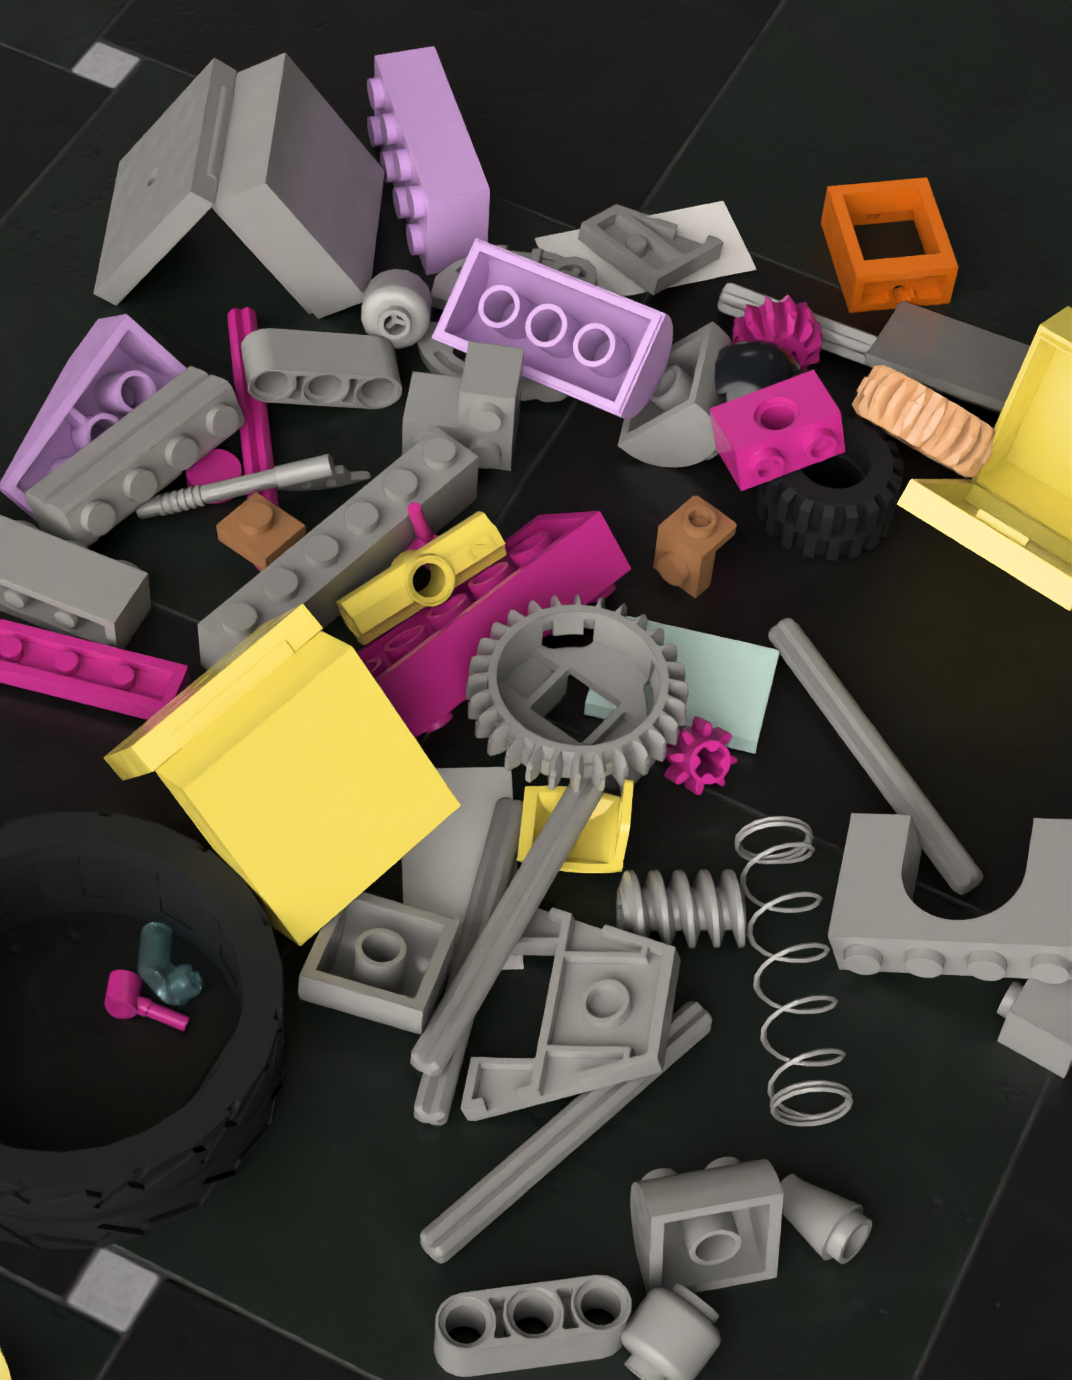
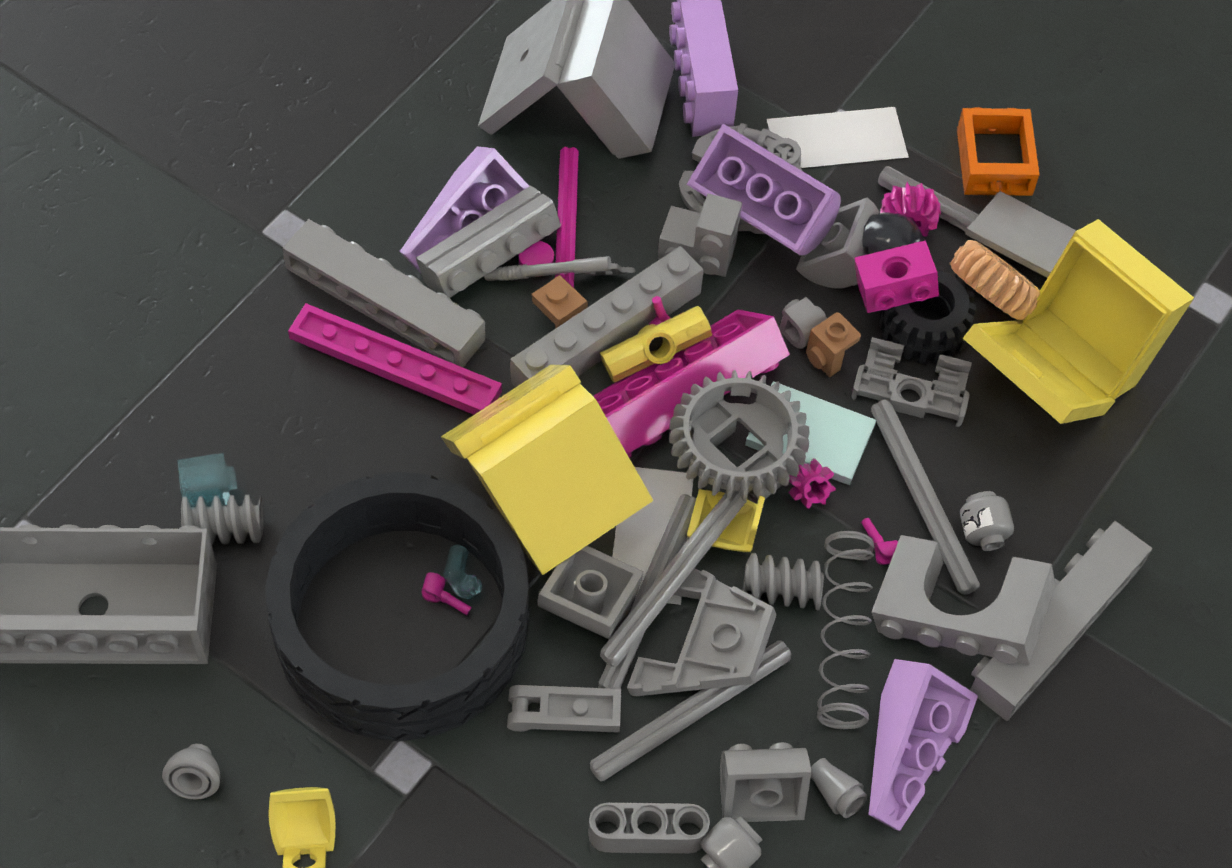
camera: 10 degrees right, 5 degrees up
(321, 368) = (614, 195): light grey beam -> none
(365, 1155) = (565, 708): none -> light grey plate
(397, 307) = (667, 160): light grey head -> none
(636, 518) = (798, 321): none -> light grey plate
(646, 247) = (837, 135): light grey wing -> none
(828, 843) = (883, 550): none -> dark pink hand
(872, 611) = (941, 401): none -> light grey piece
(929, 1095) = (916, 725): none -> lavender wedge
(976, 776) = (986, 520): none -> light grey head

